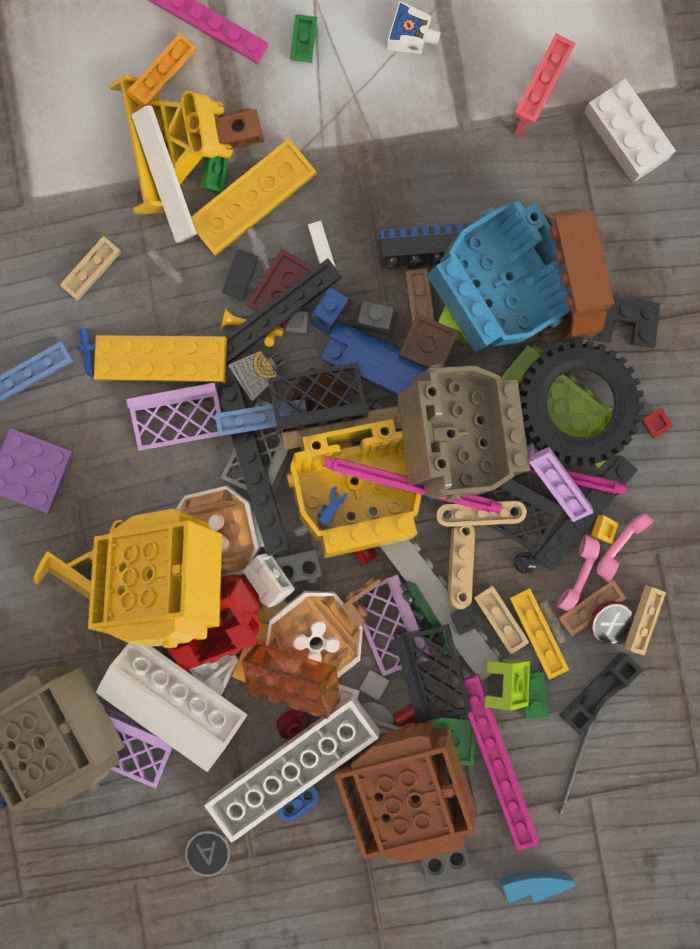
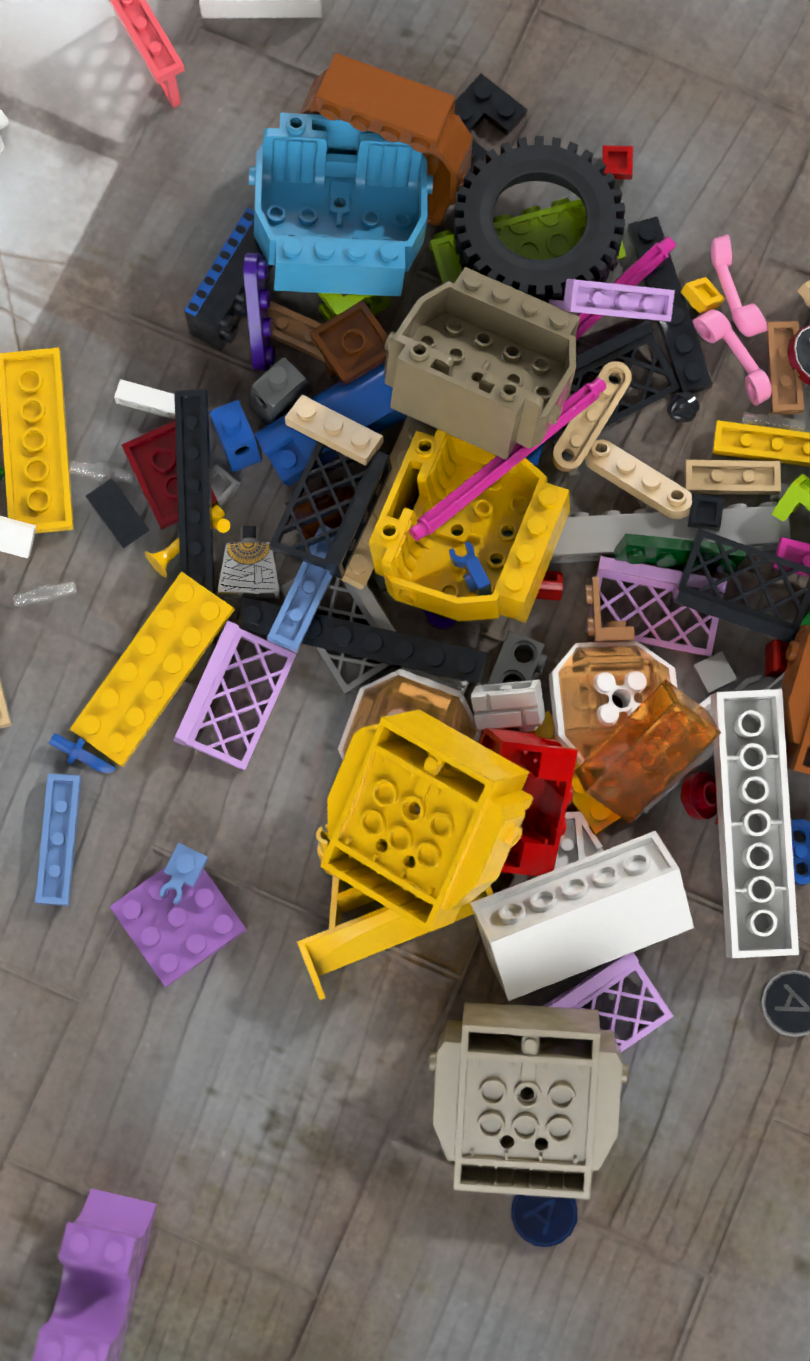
camera: 55 degrees left, 10 degrees down
(54, 455) = (184, 868): none -> medium blue plate
(365, 368) = (334, 430): none -> tan plate
(414, 269) = (257, 302): none -> dark purple plate

